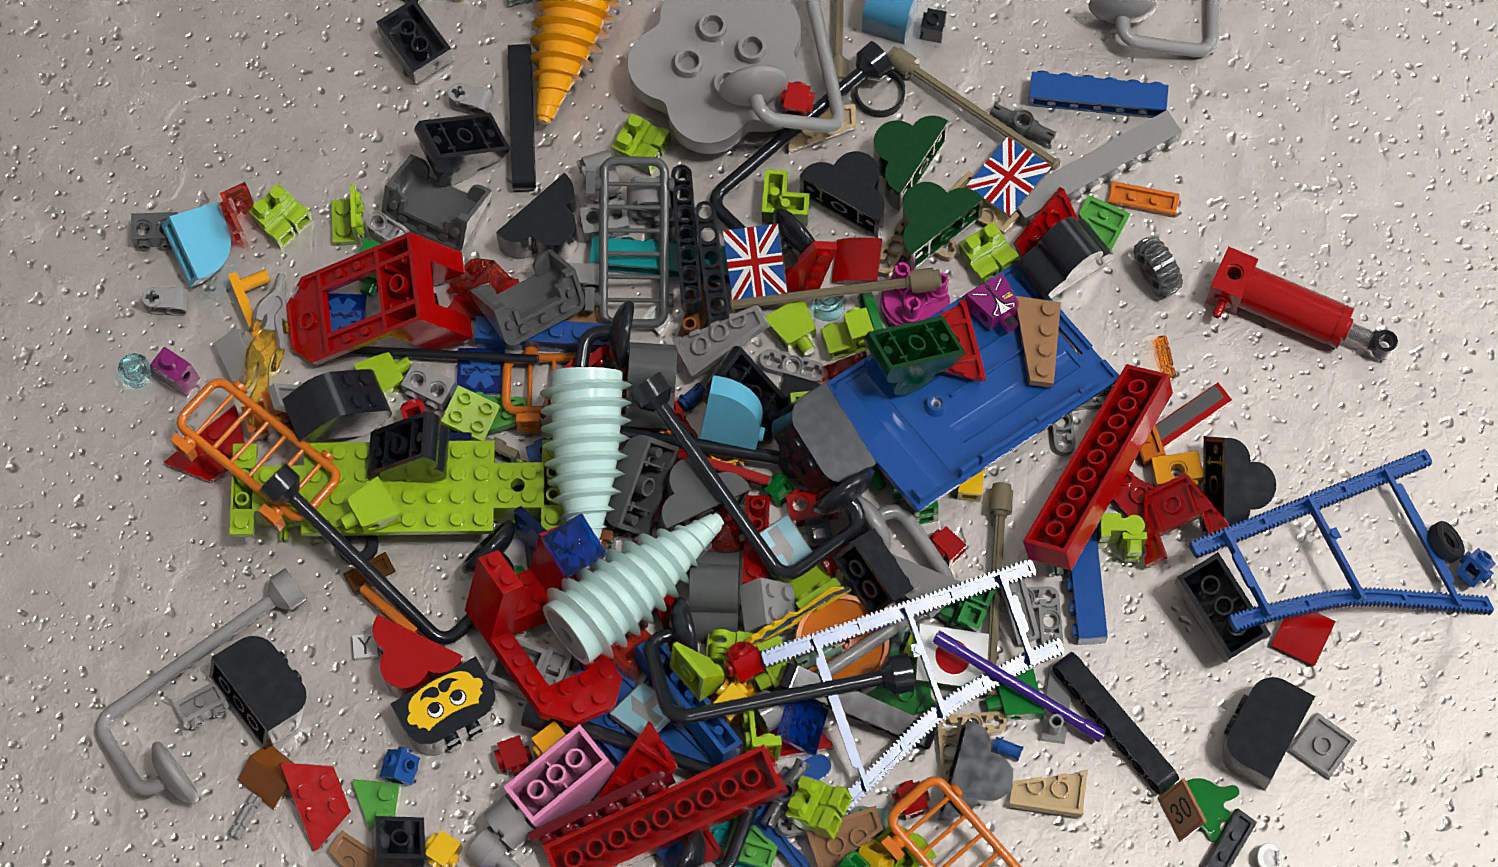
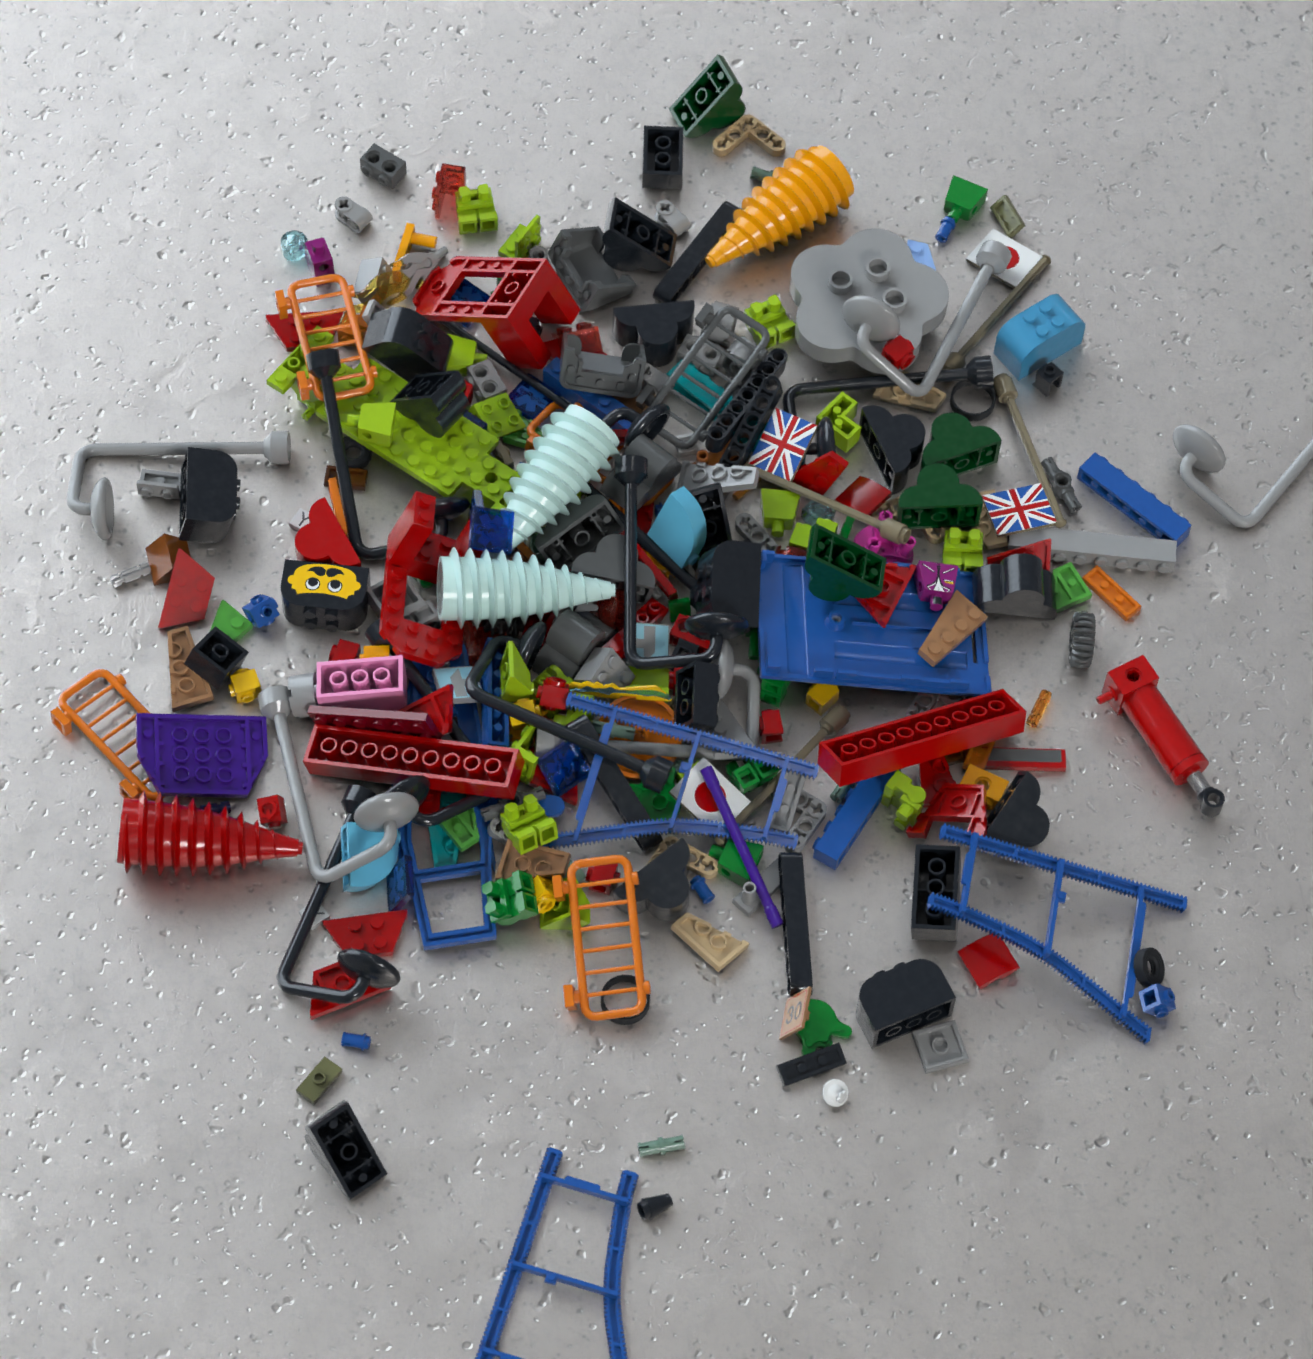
camera: 30 degrees right, 10 degrees down
(199, 241) = (404, 189): medium azure brick -> none

